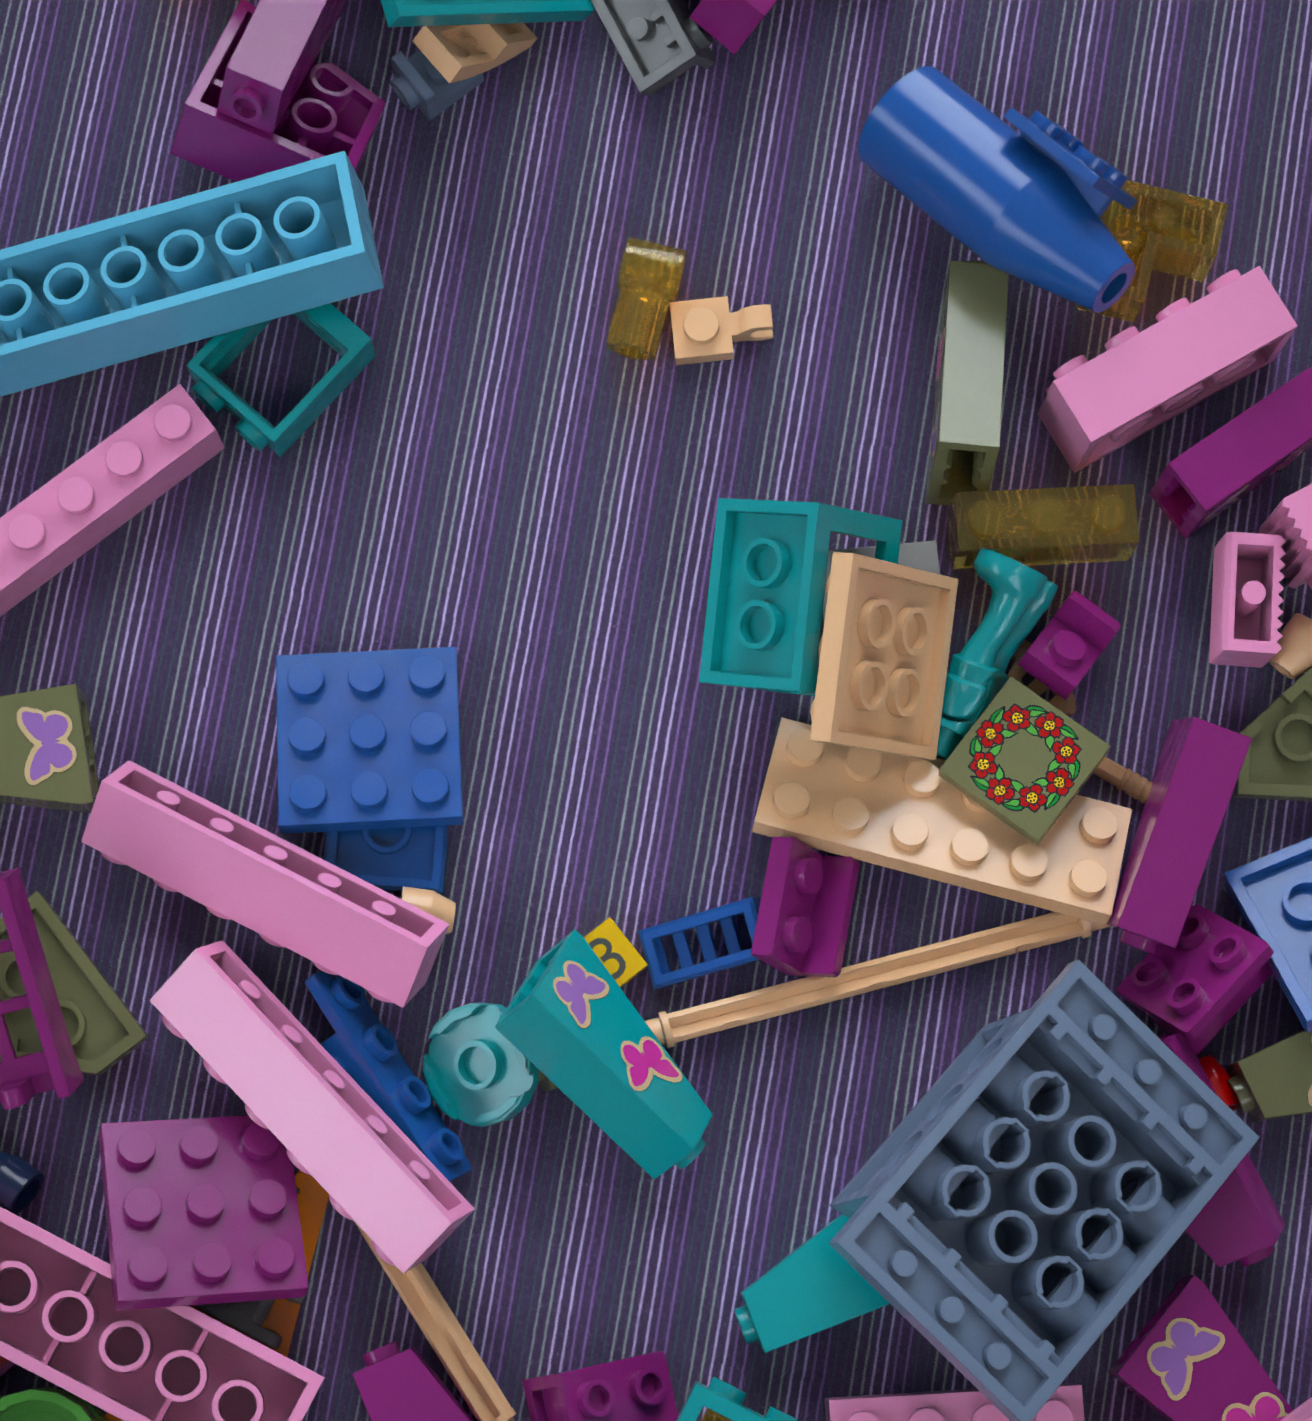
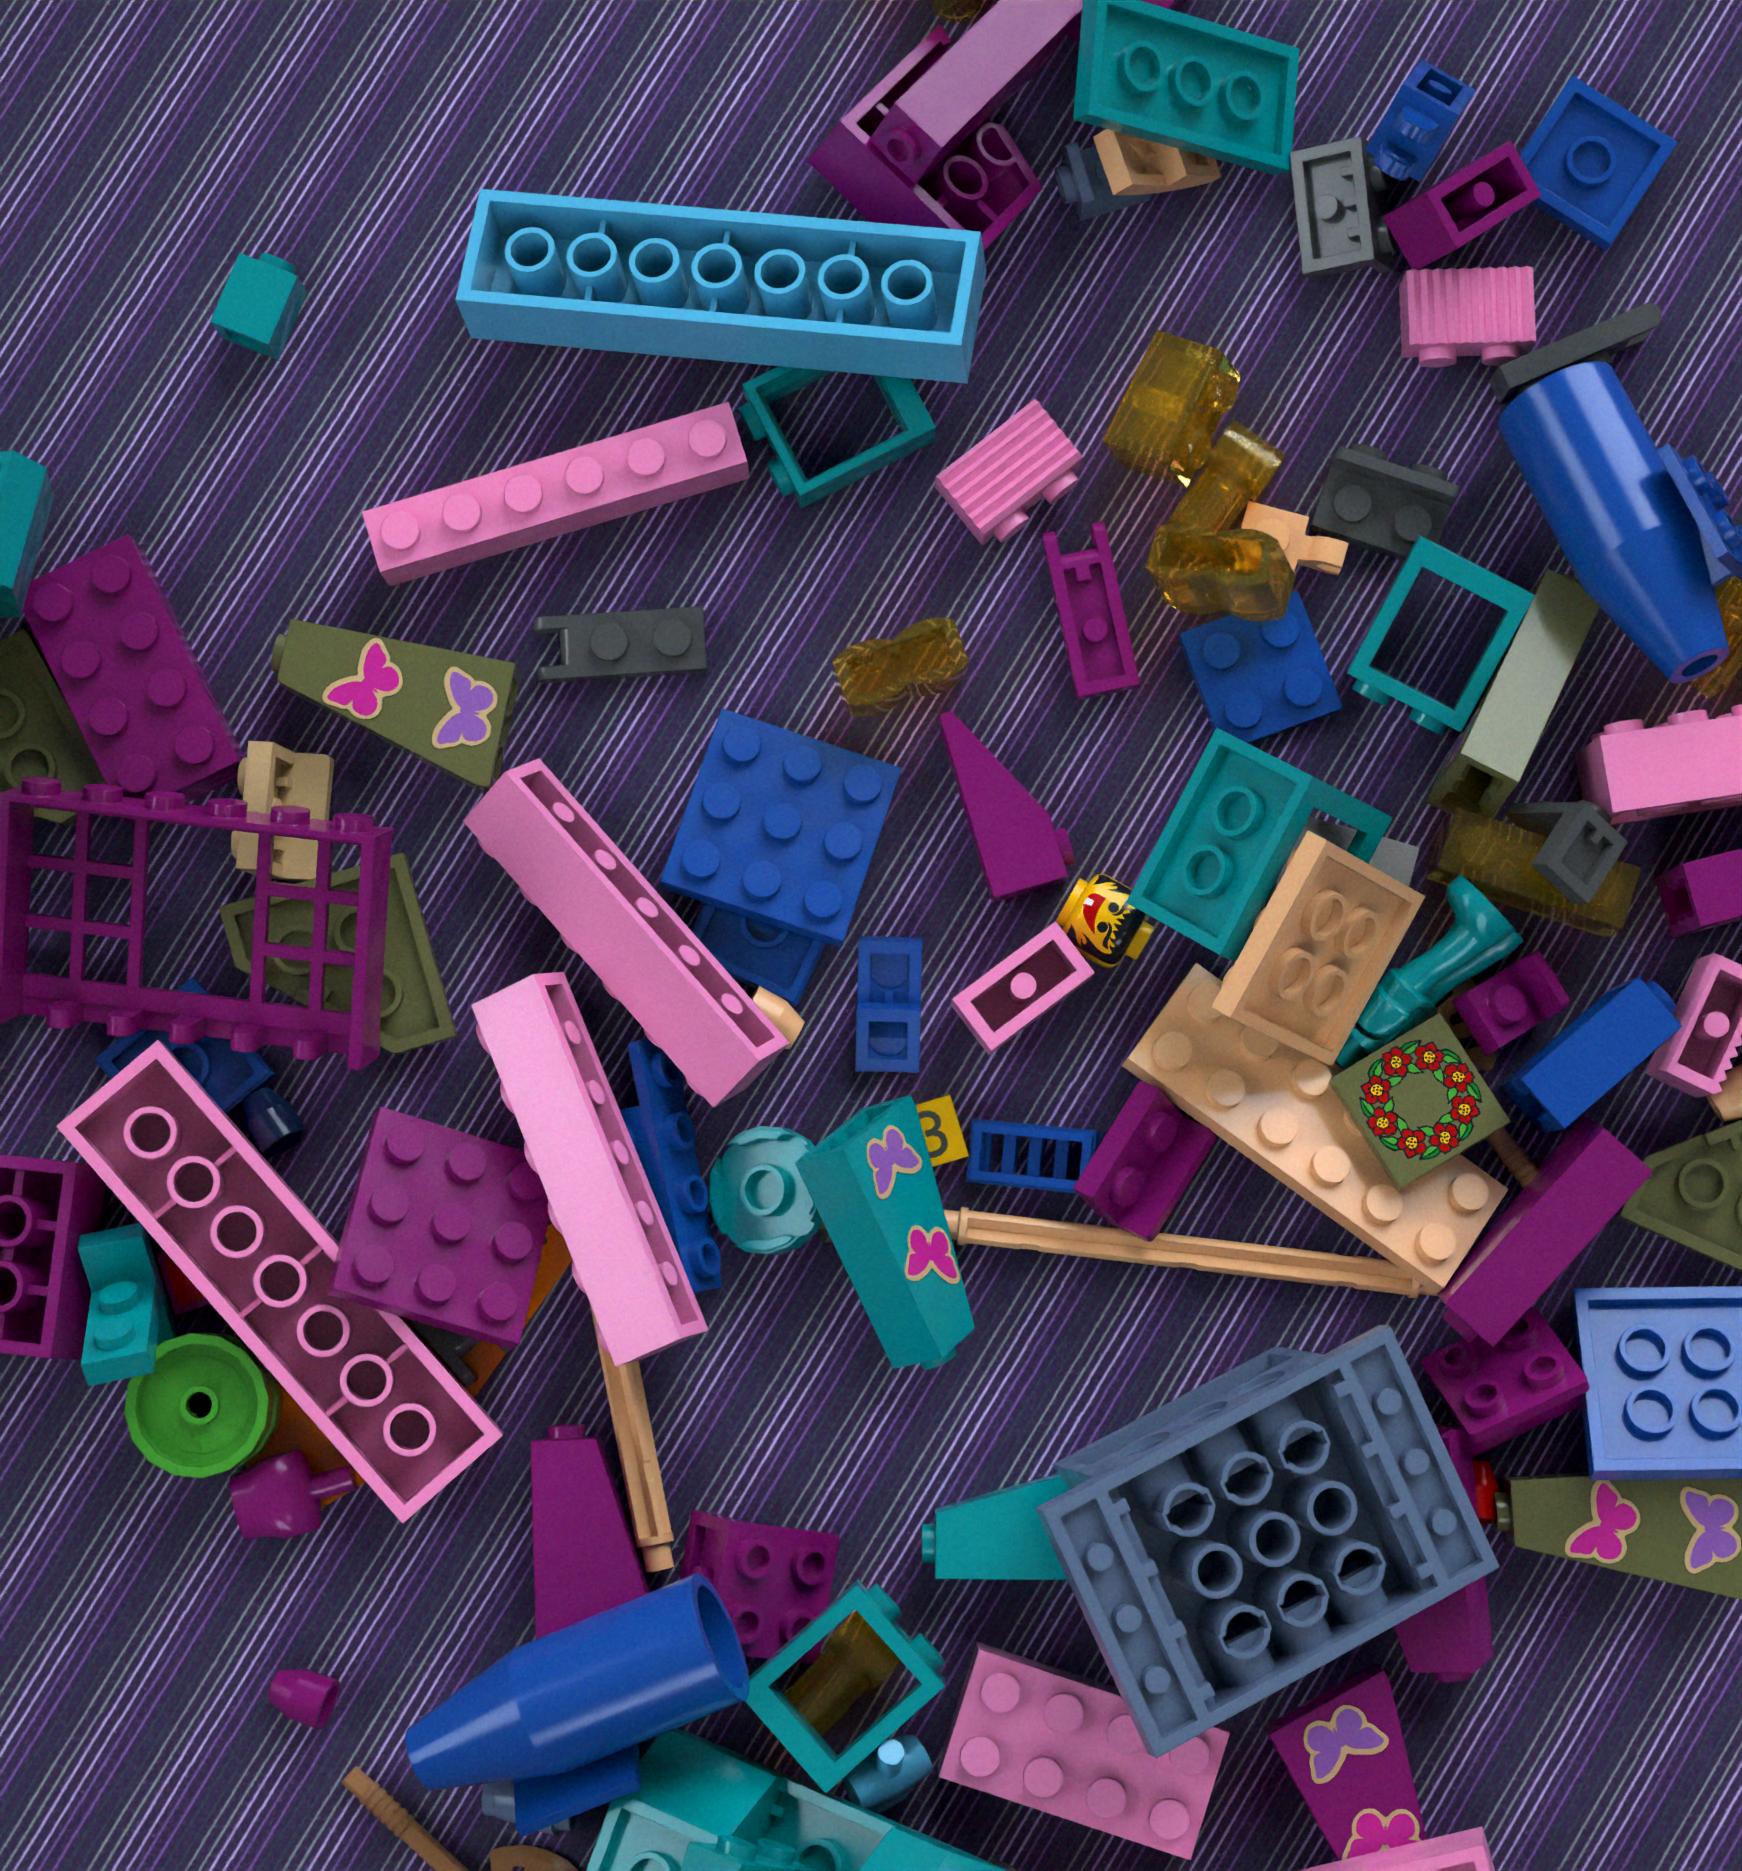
camera: 25 degrees right, 5 degrees up
(169, 633) = (626, 644): none -> dark grey hinge
(434, 549) = (916, 663): none -> clear yellow brick
(452, 356) = (1010, 474): none -> bright pink brick
(524, 859) = (888, 1004): none -> blue slope
(567, 659) = (1007, 825): none -> magenta slope
(572, 247) = (1172, 408): none -> clear yellow brick
(572, 453) = (1091, 616): none -> magenta hinge
(637, 797) = (1022, 988): none -> bright pink brick
(665, 370) = (1221, 571): none -> clear yellow brick
(686, 712) = (1102, 921): none -> head
(737, 442) = (1260, 673): none -> blue plate
(788, 261) = (1382, 502): none -> dark grey bracket
(795, 74) = (1467, 314): none -> bright pink brick
(886, 292) = (1469, 575): none -> teal window
(919, 51) = (1588, 345): none -> dark grey hinge
(1072, 484) = (1578, 844): none -> dark grey bracket
(1157, 661) = (1592, 1054): none -> blue window

